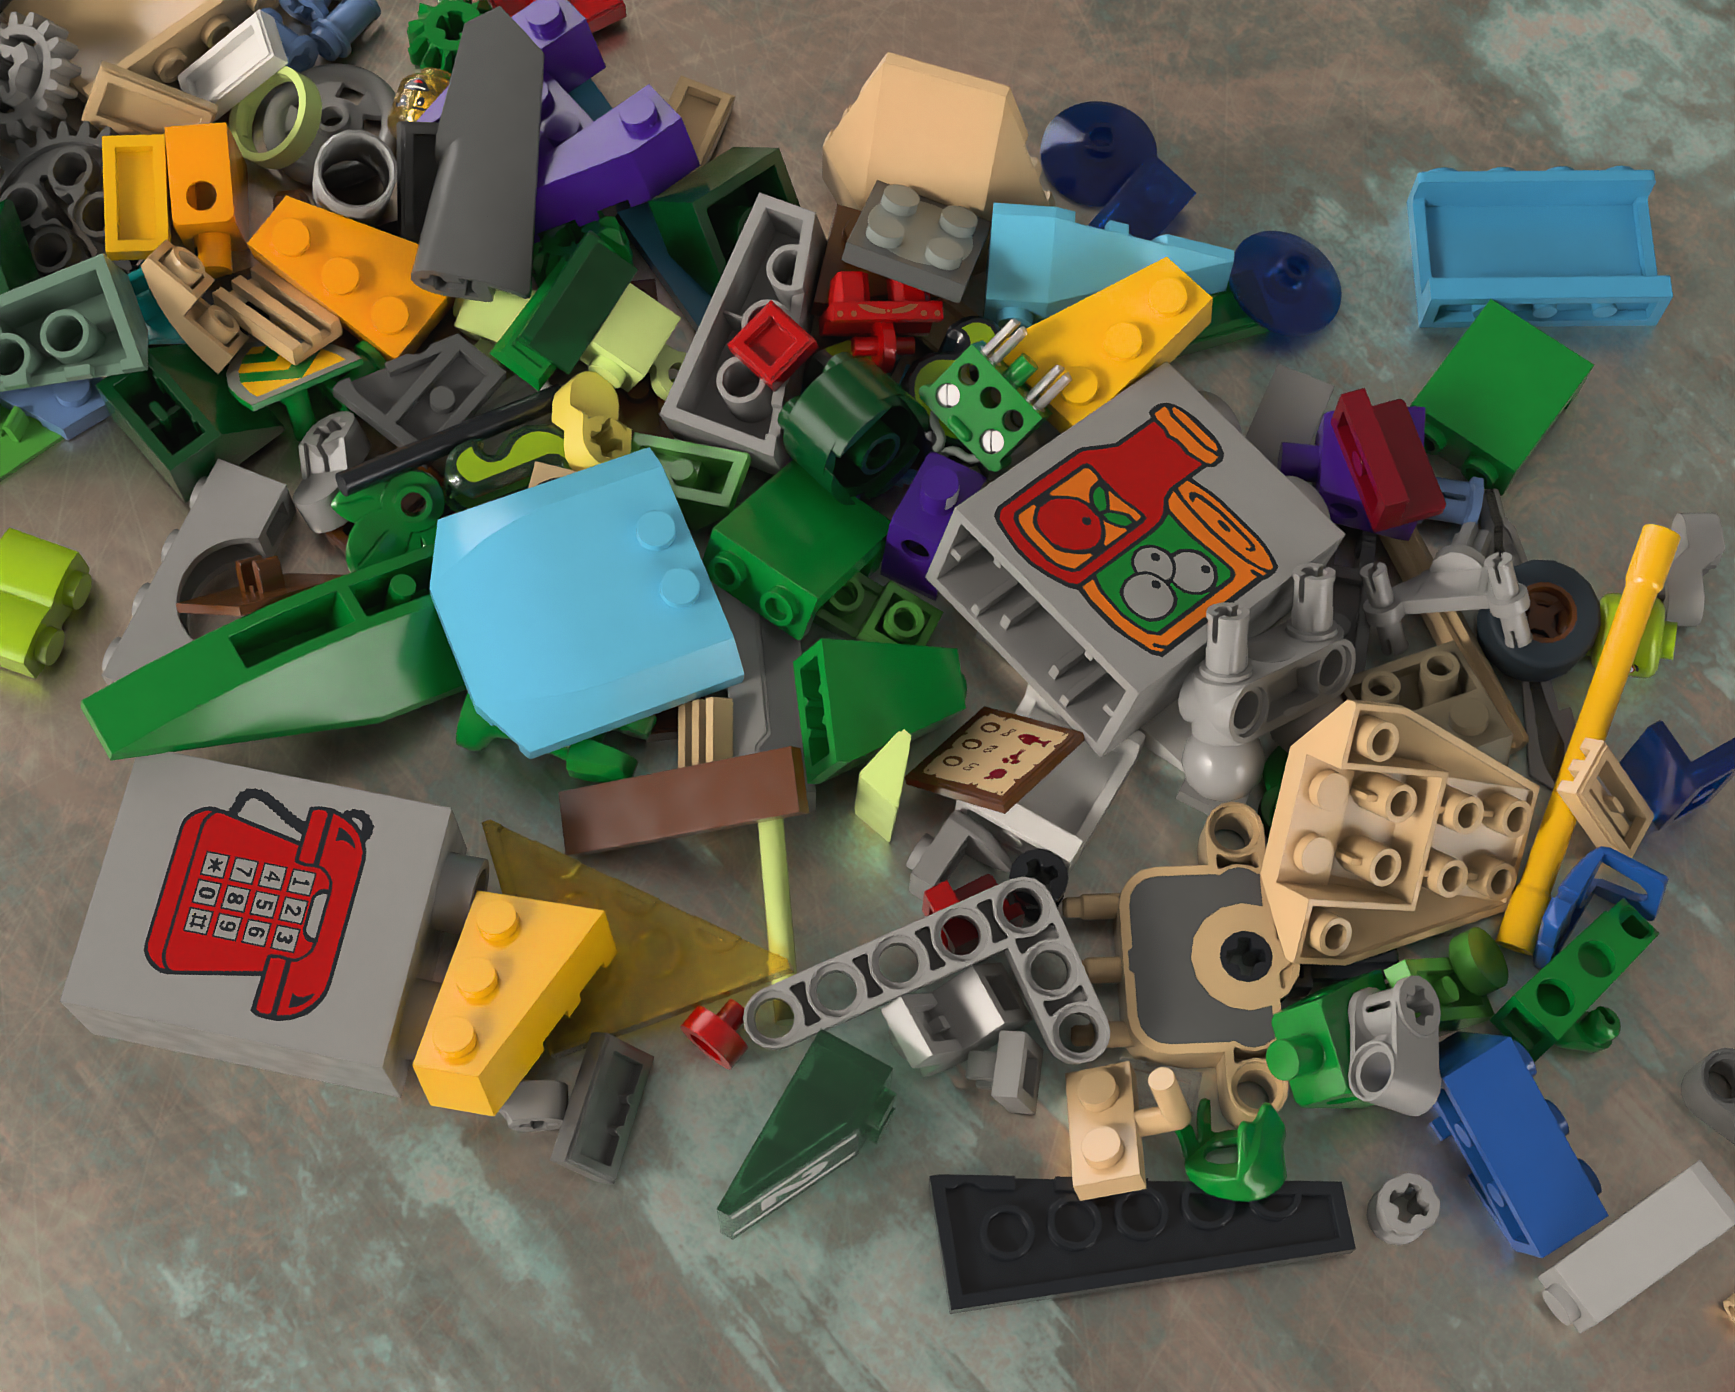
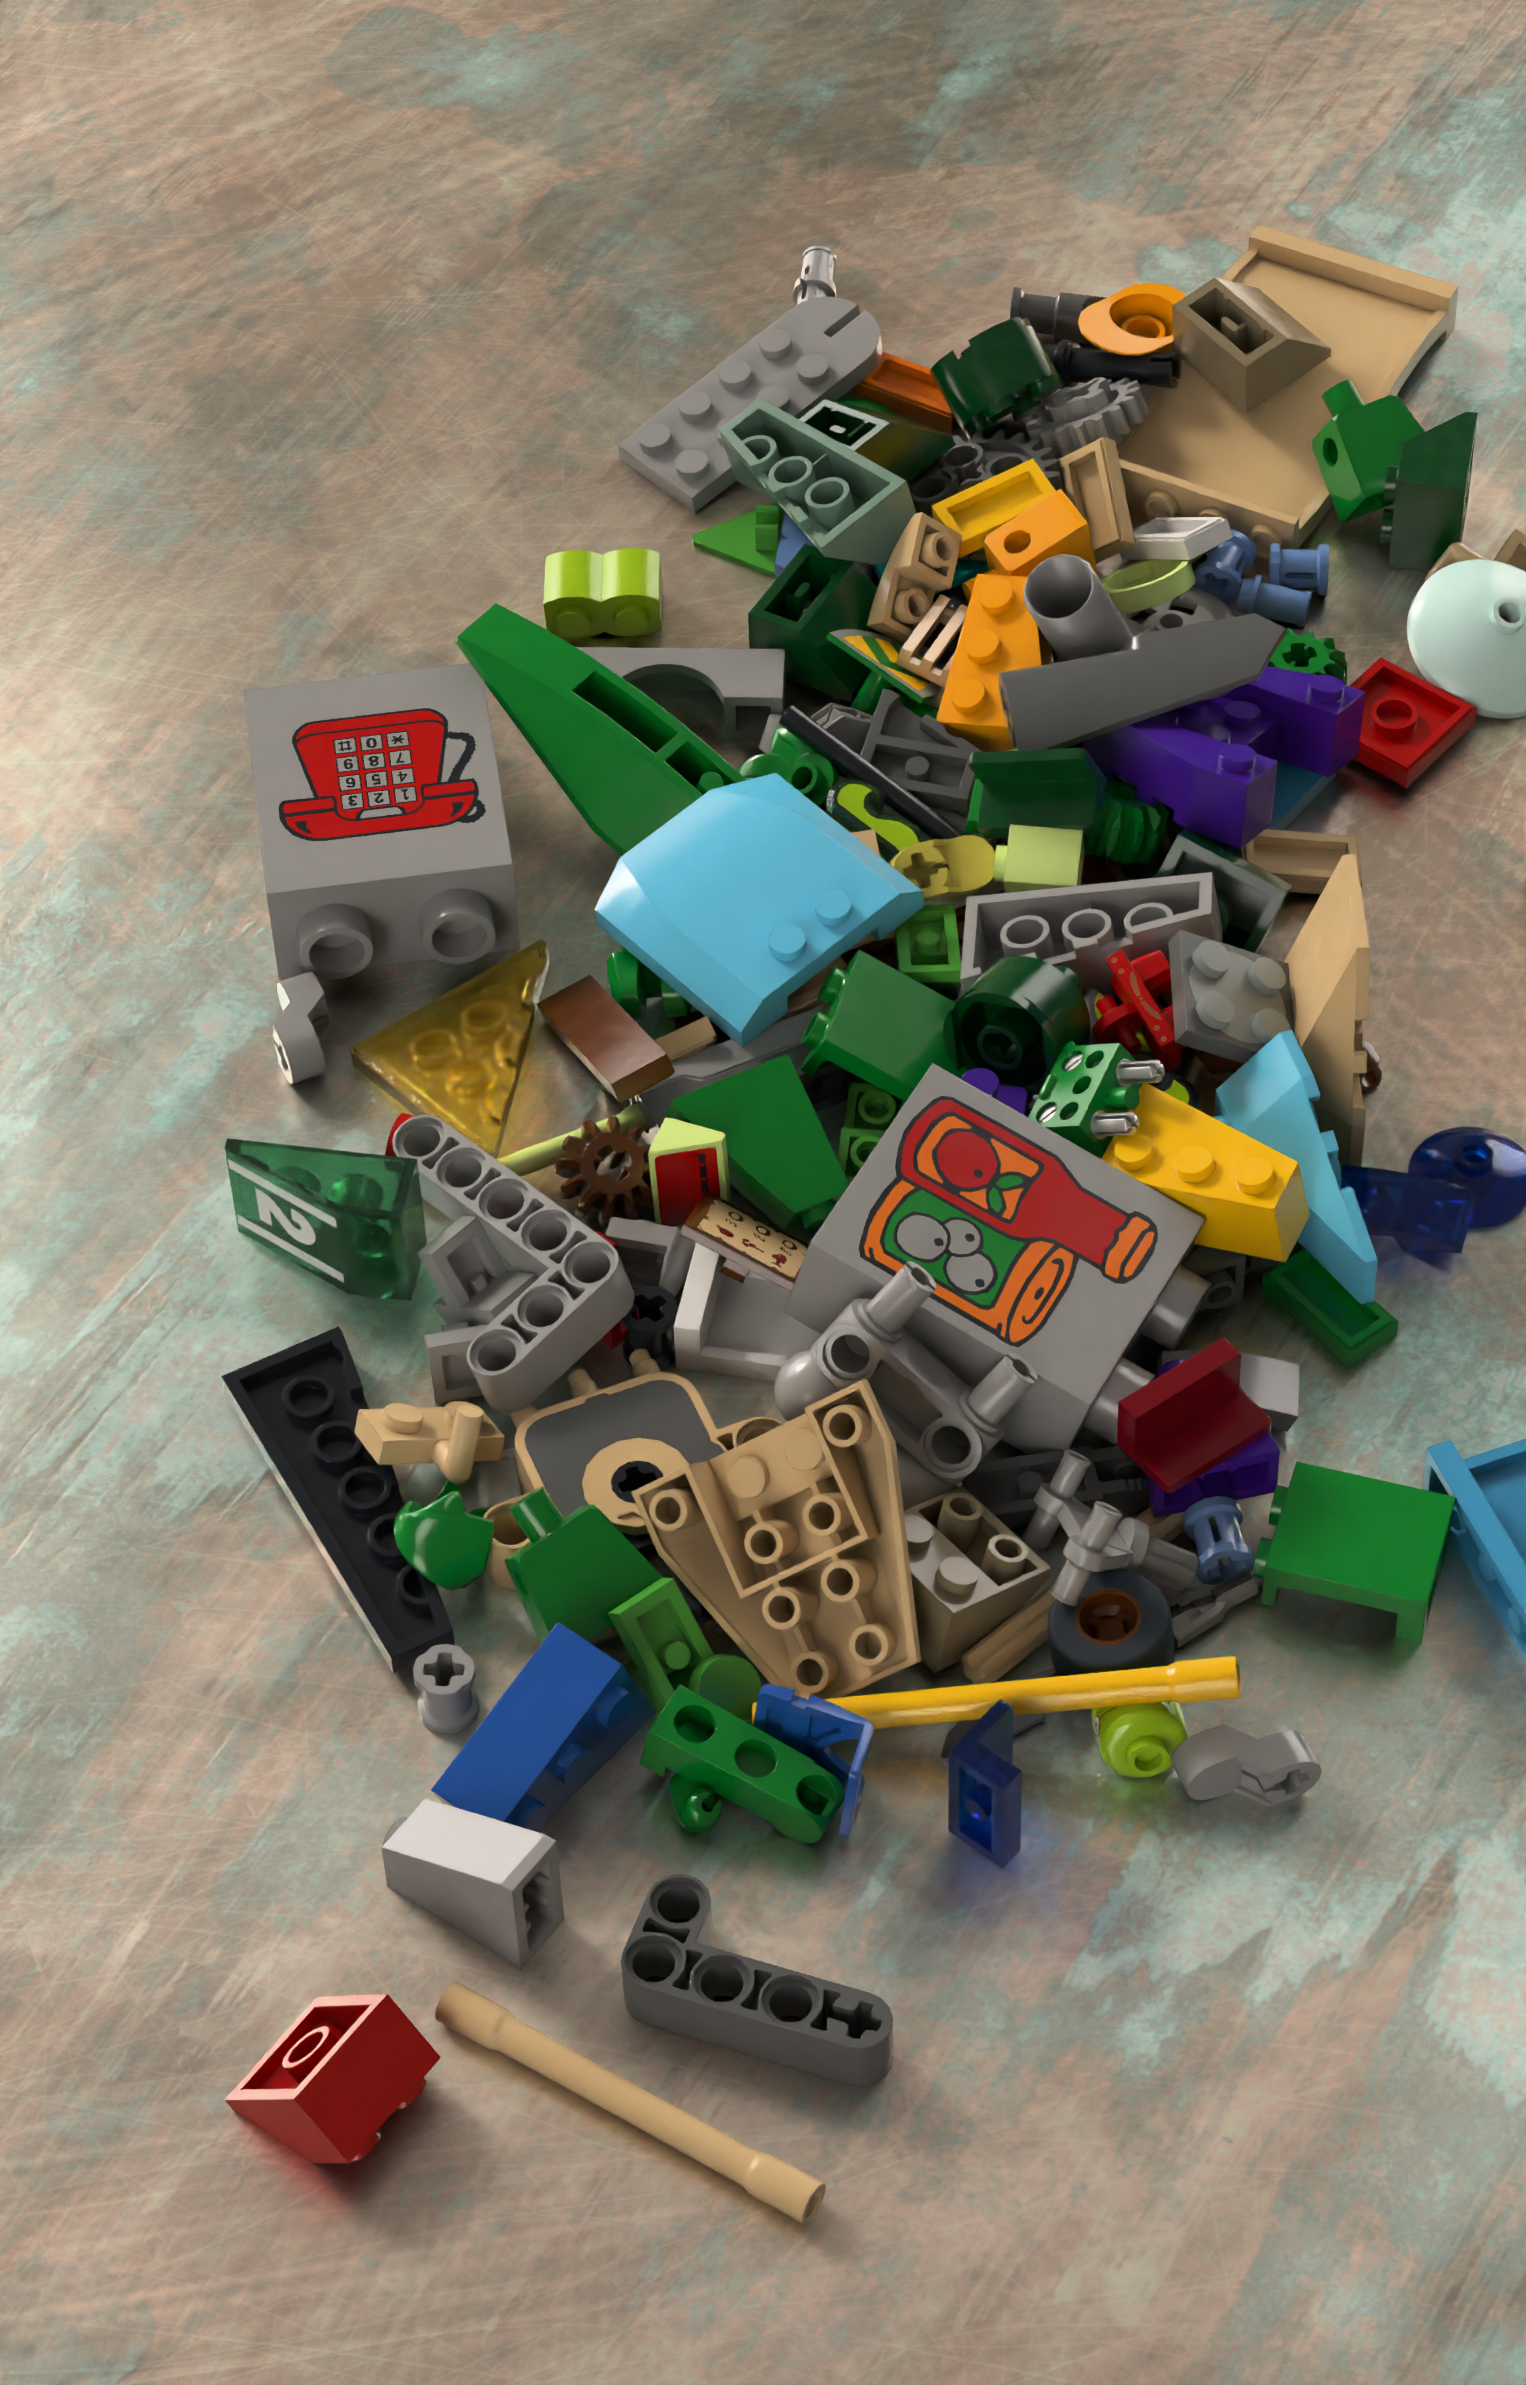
camera: 75 degrees right, 20 degrees down
(259, 586) = (676, 702): reddish brown piece -> none
(504, 994) = (368, 966): yellow wedge -> none
(602, 1108) = (314, 1093): flat silver plate -> none
(773, 345) = (1061, 932): red tile -> none
(837, 857) = (602, 1191): none -> reddish brown gear
(1285, 283) = (1387, 1372): clear blue dish -> none
(1392, 1050) = (565, 1582): light grey piece -> none
(1599, 812) = (940, 1677): tan tile -> none

